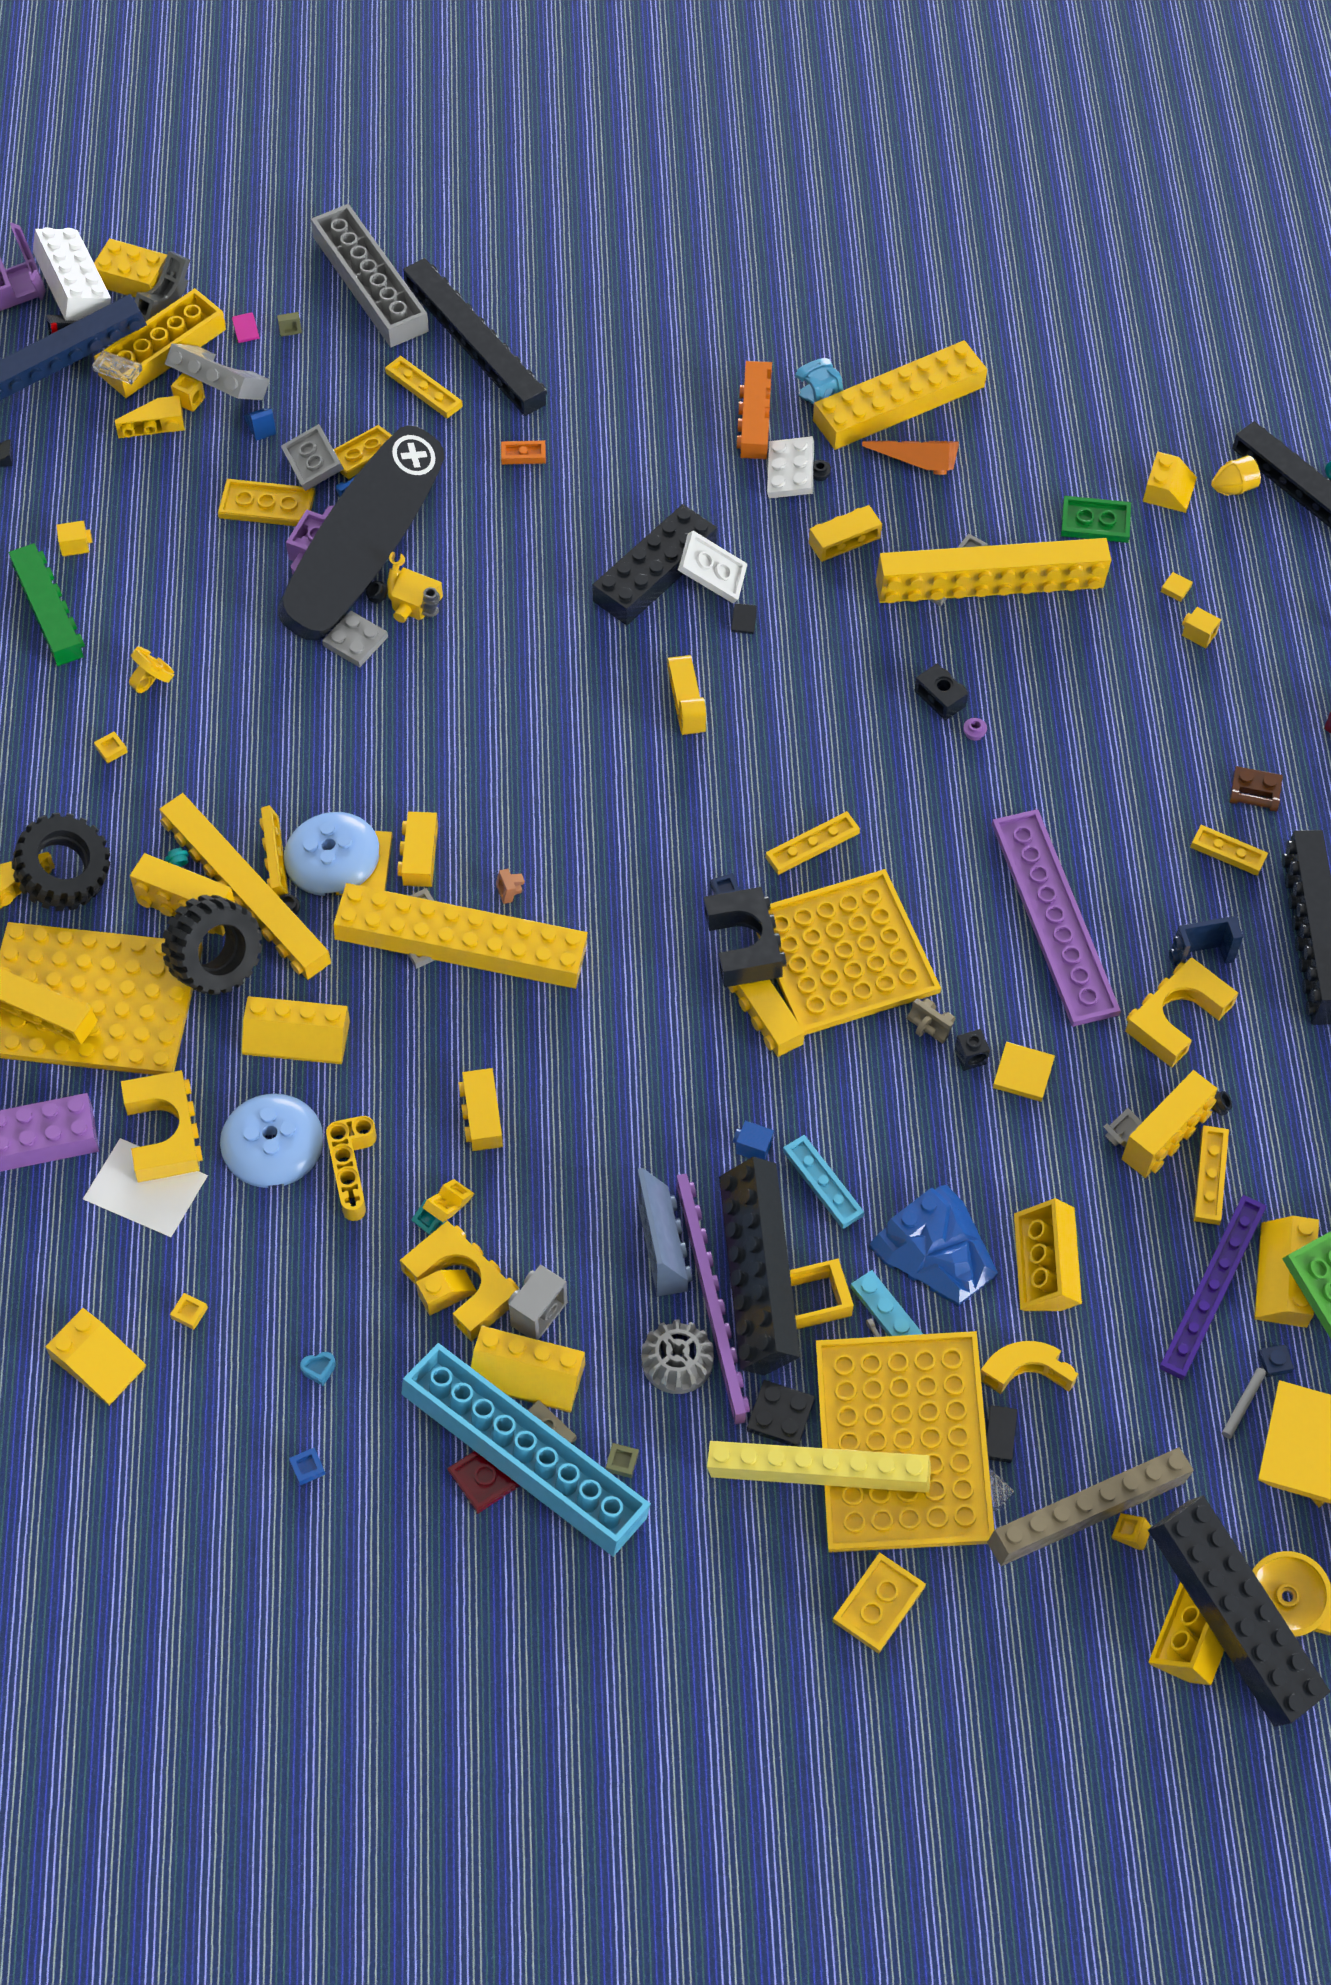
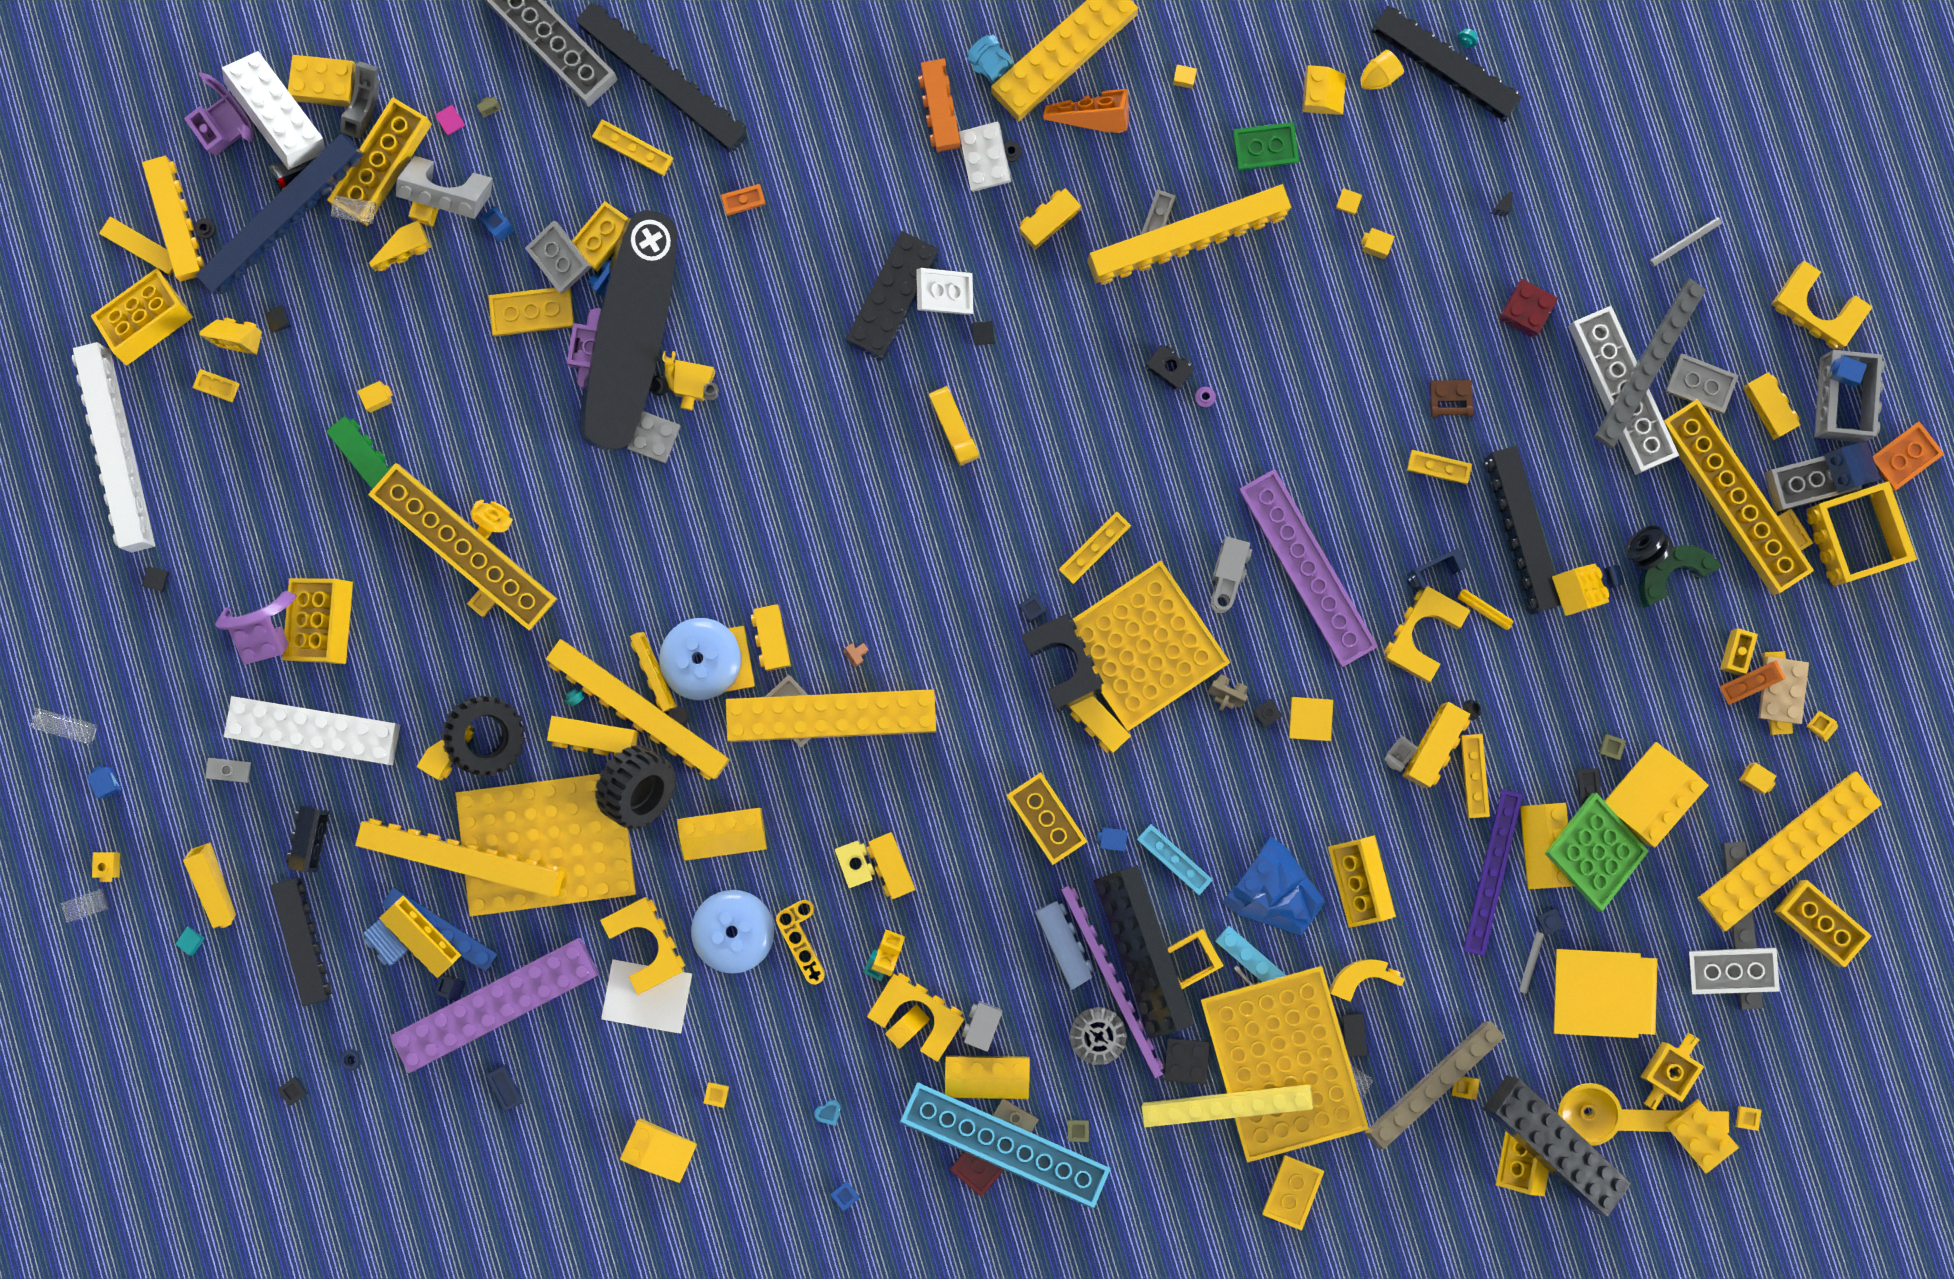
camera: 15 degrees left, 25 degrees up
(112, 682) = (462, 546): none -> yellow brick
(434, 1084) = (845, 855): none -> light yellow brick
(680, 1098) = (1046, 818): none -> yellow brick
(961, 892) = (1229, 571): none -> light grey brick
(1021, 445) = (1184, 76): none -> yellow slope
(1258, 1005) = (1485, 609): none -> yellow axle

